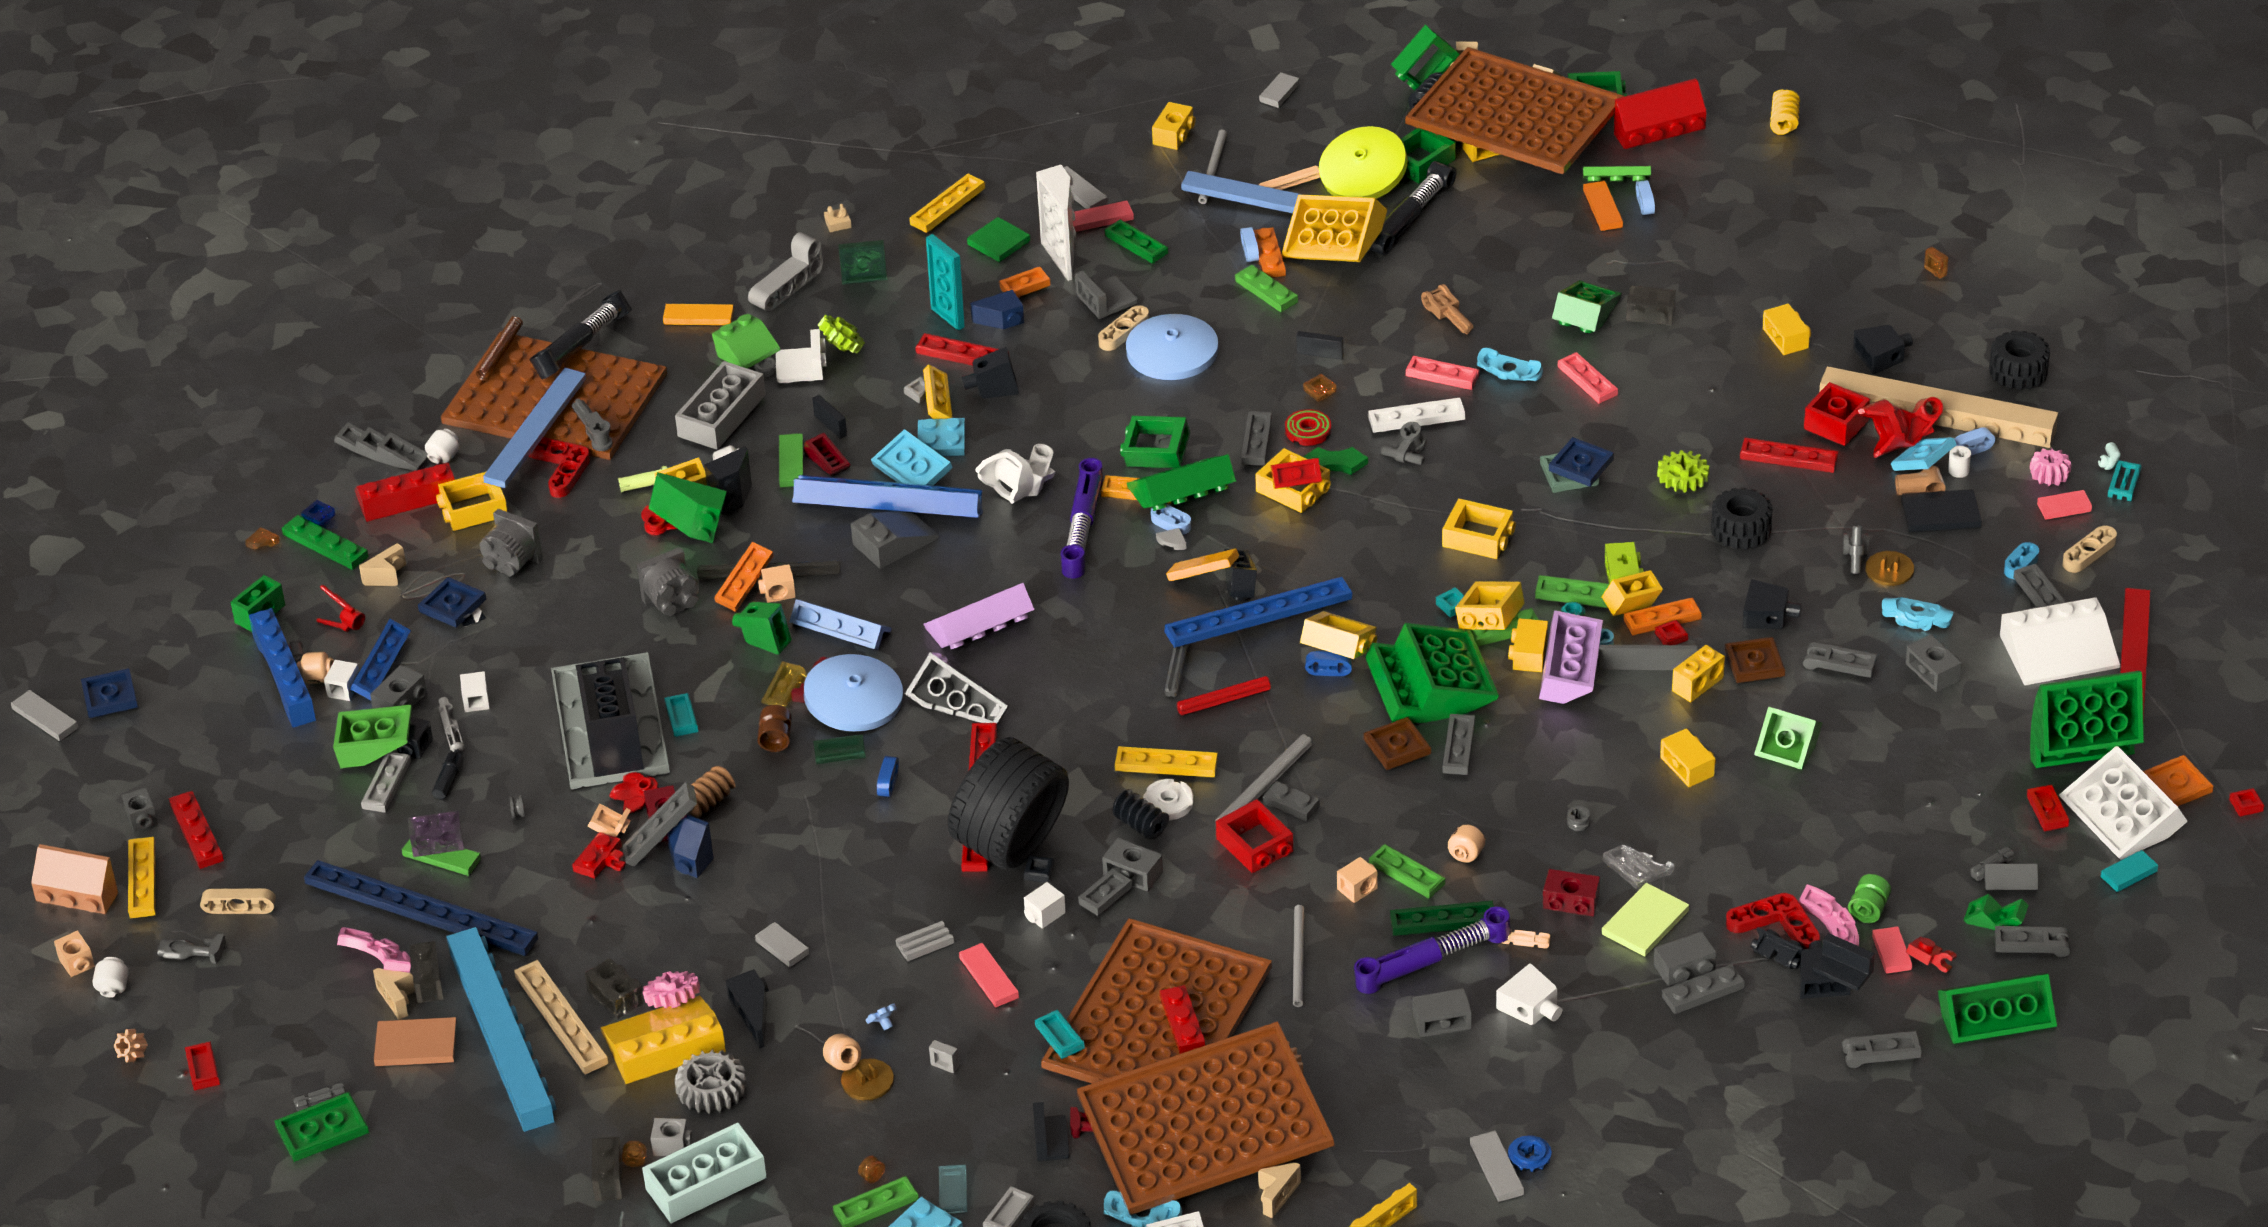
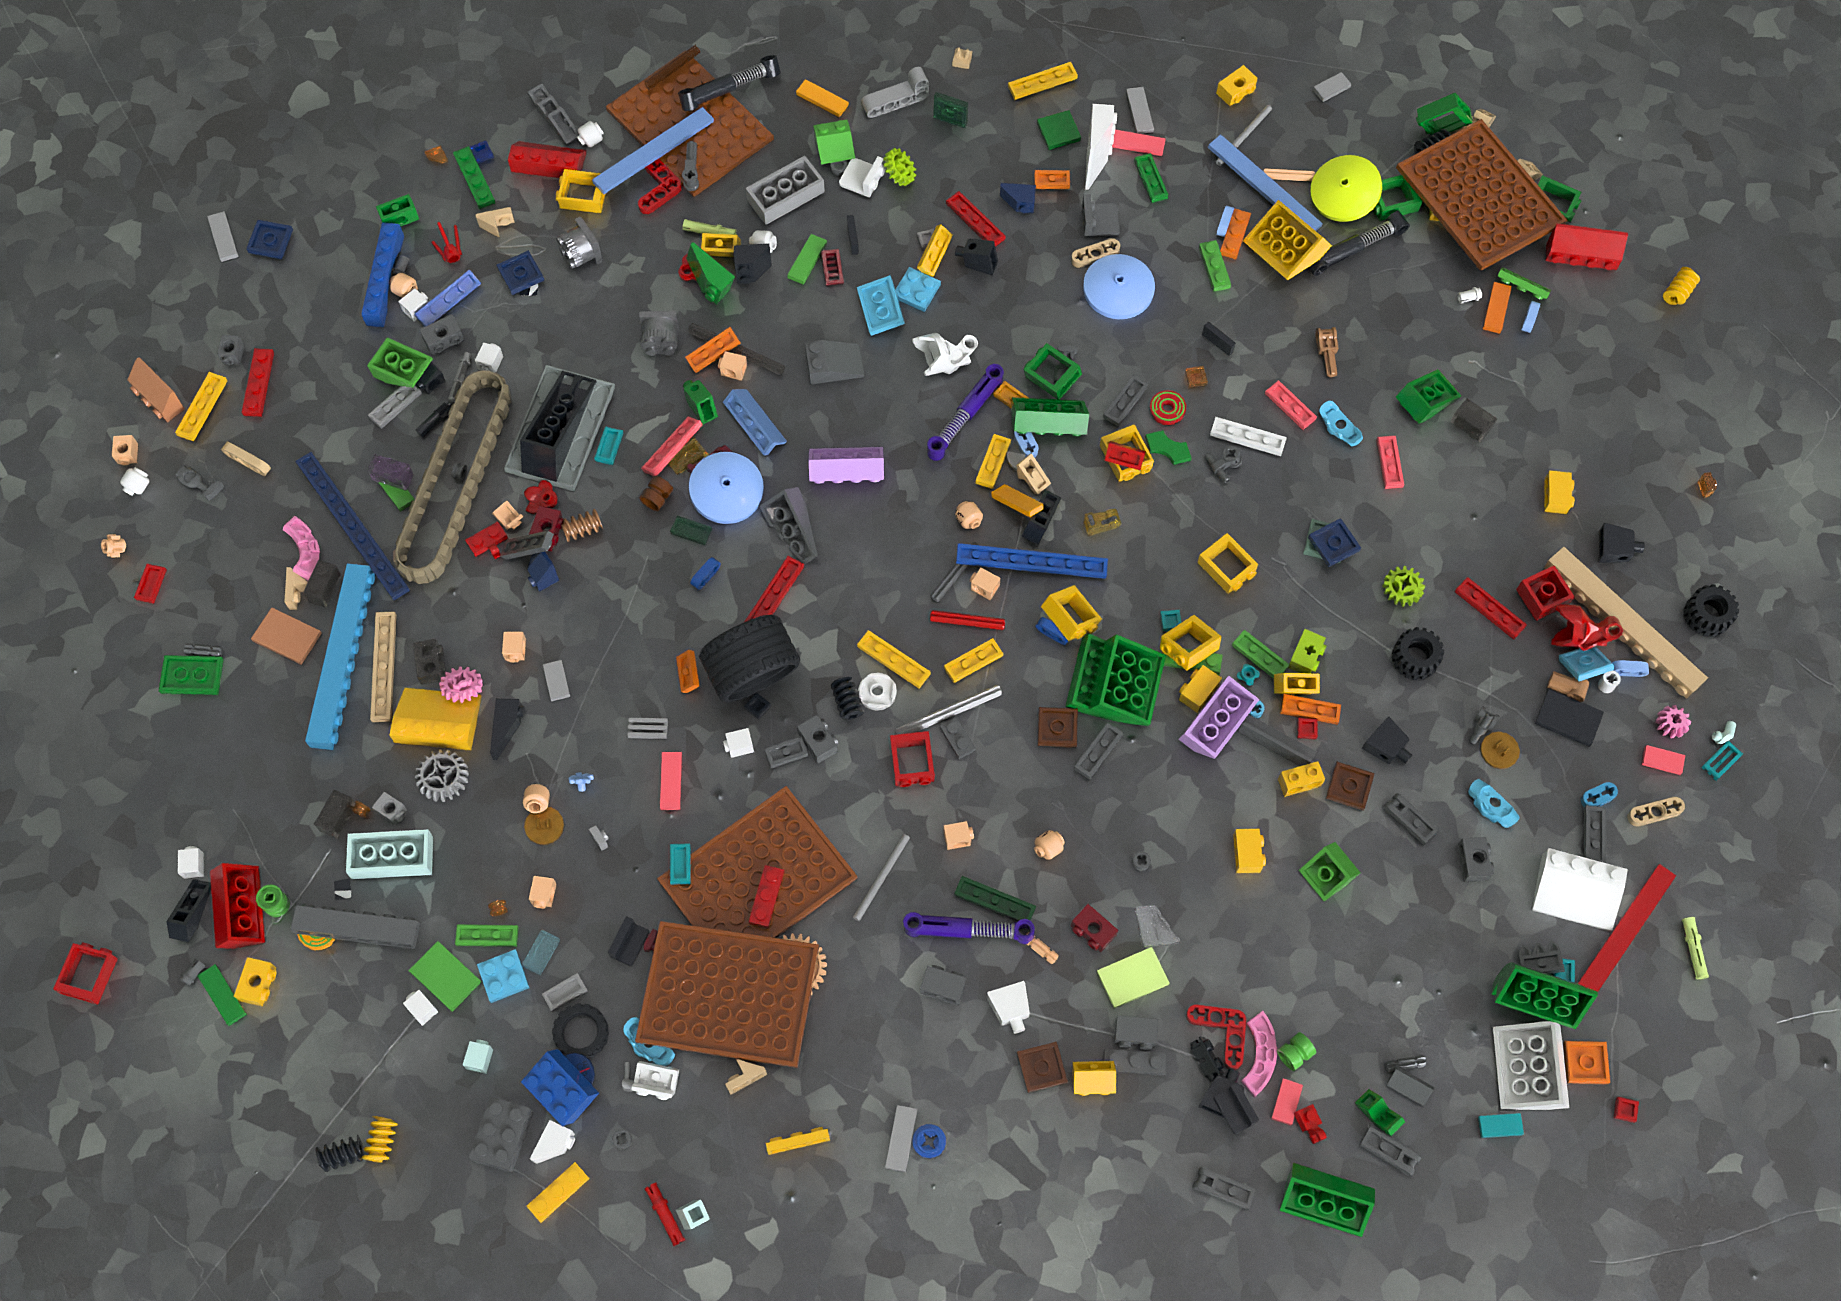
camera: 25 degrees right, 25 degrees up
(508, 705) = (470, 385): none -> dark tan piece
(708, 931) = (514, 646): none -> light nougat brick
(759, 683) = (671, 446): none -> coral tile
(888, 496) = (848, 327): tile -> none
(913, 1131) = (542, 892): none -> light nougat brick
(934, 869) = (687, 671): none -> orange plate
(945, 282) = (986, 161): teal tile -> none
(1147, 548) = (993, 461): none -> yellow plate
(1156, 602) = (969, 515): none -> light nougat head
(1197, 534) = (1033, 474): none -> tan slope
(1219, 654) = (984, 583): none -> light nougat brick
(1258, 725) = (973, 660): none -> yellow plate
(1310, 551) = (1101, 521): none -> clear yellow leg
(1407, 871) = (997, 843): bright green tile -> none
(1570, 202) = (1474, 294): none -> white pin
(1605, 1035) = (1042, 1067): none -> reddish brown plate
(1670, 1013) = (1094, 1077): none -> yellow brick
(2047, 807) = (1476, 1036): red plate -> none
(2207, 634) = (1693, 940): none -> yellowish green pin

